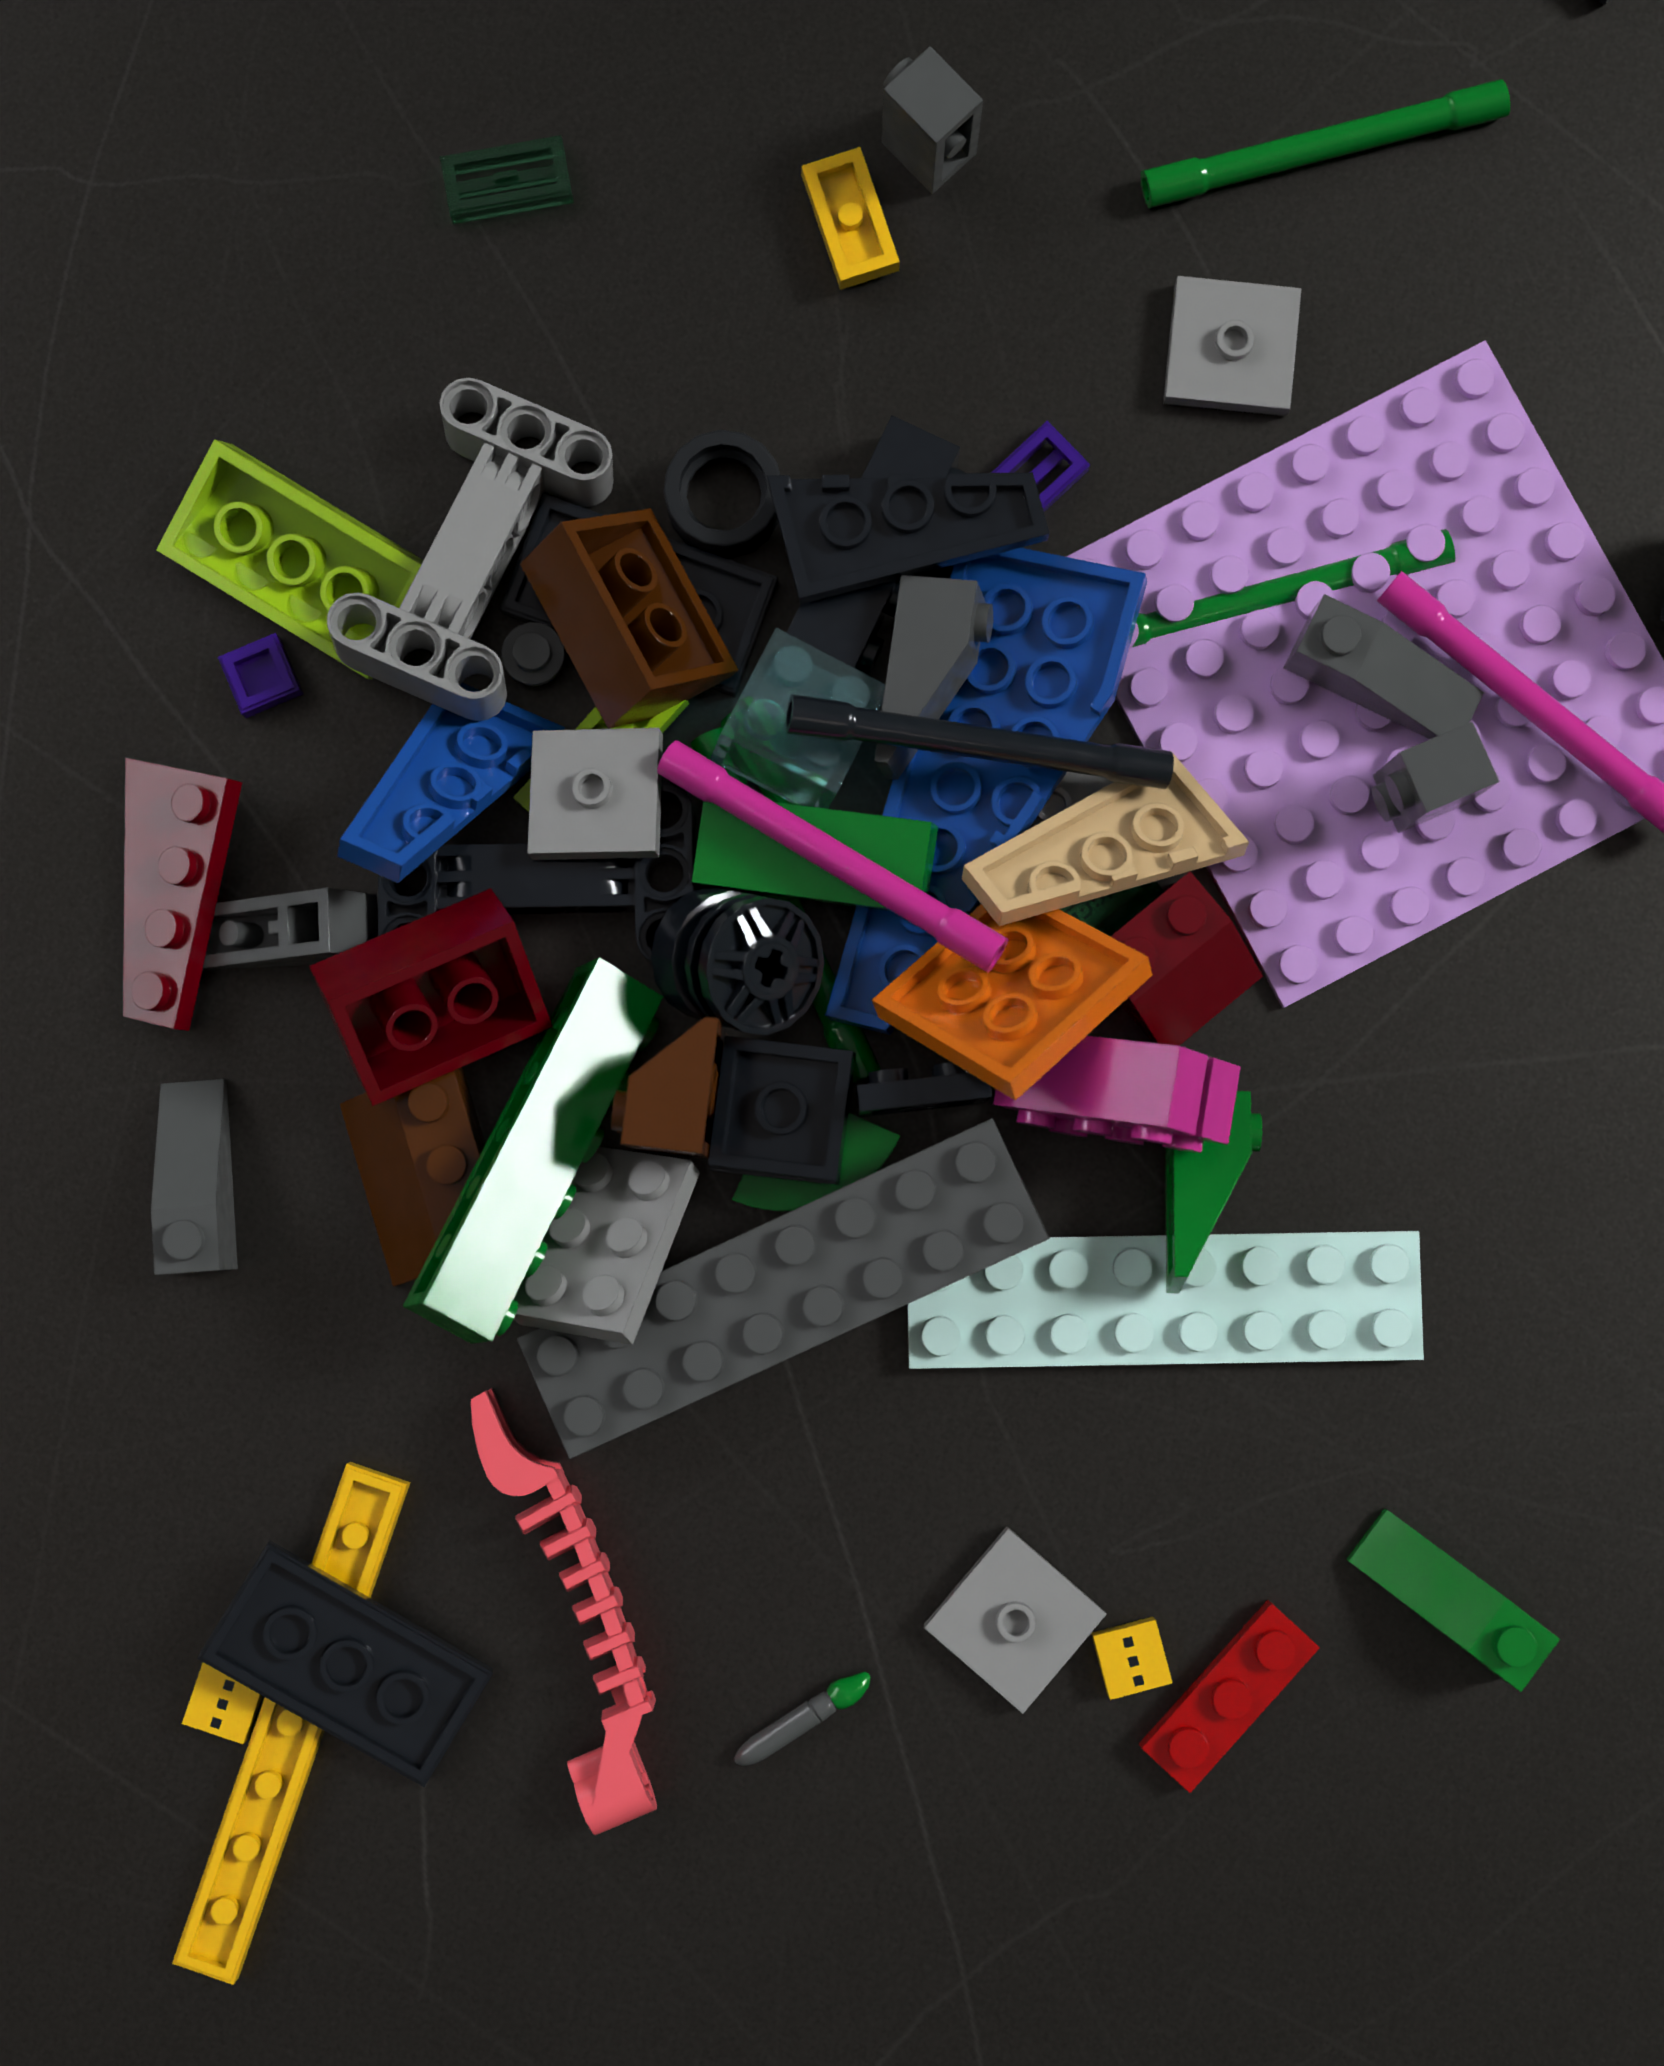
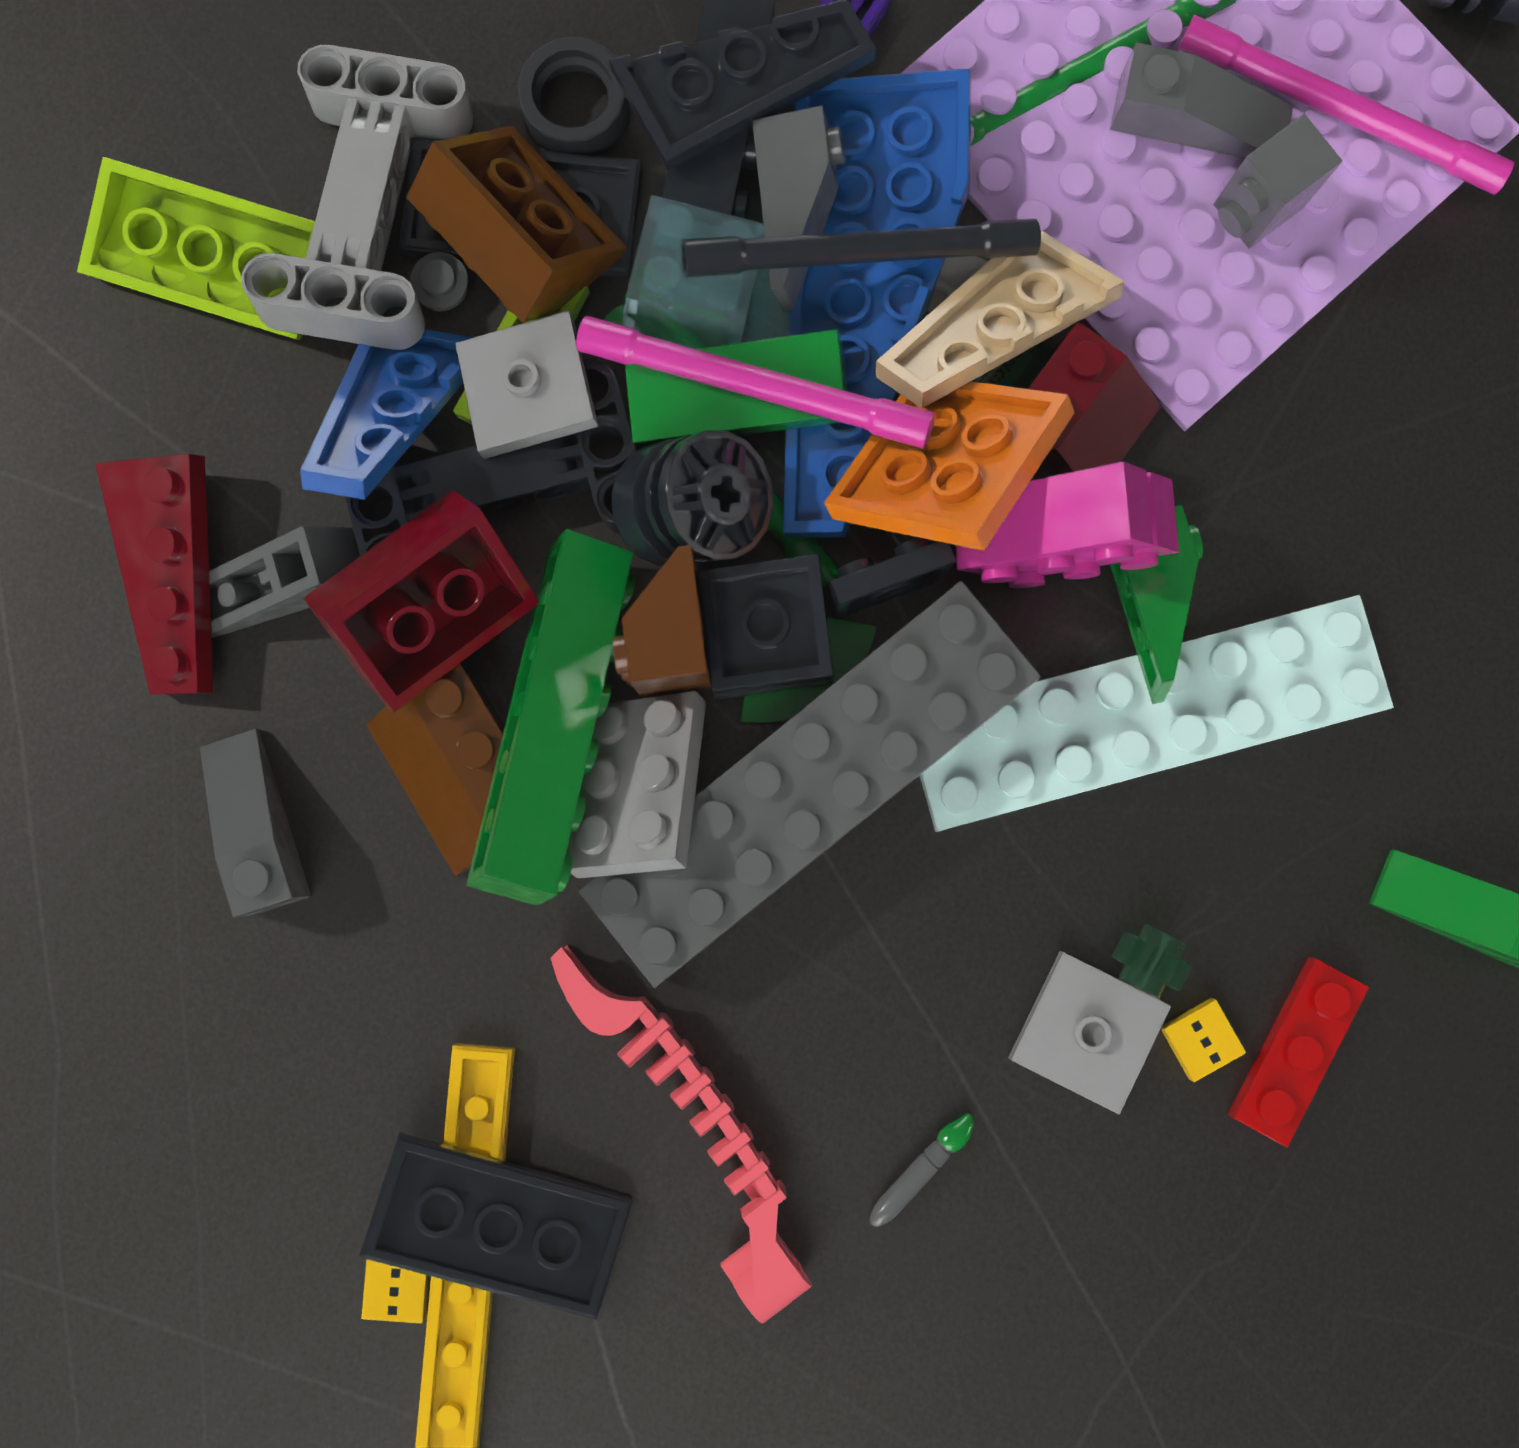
camera: 15 degrees left, 0 degrees up
(260, 675) = (199, 362): dark purple tile -> none
(1097, 1562) = (1152, 961): none -> clear green gear

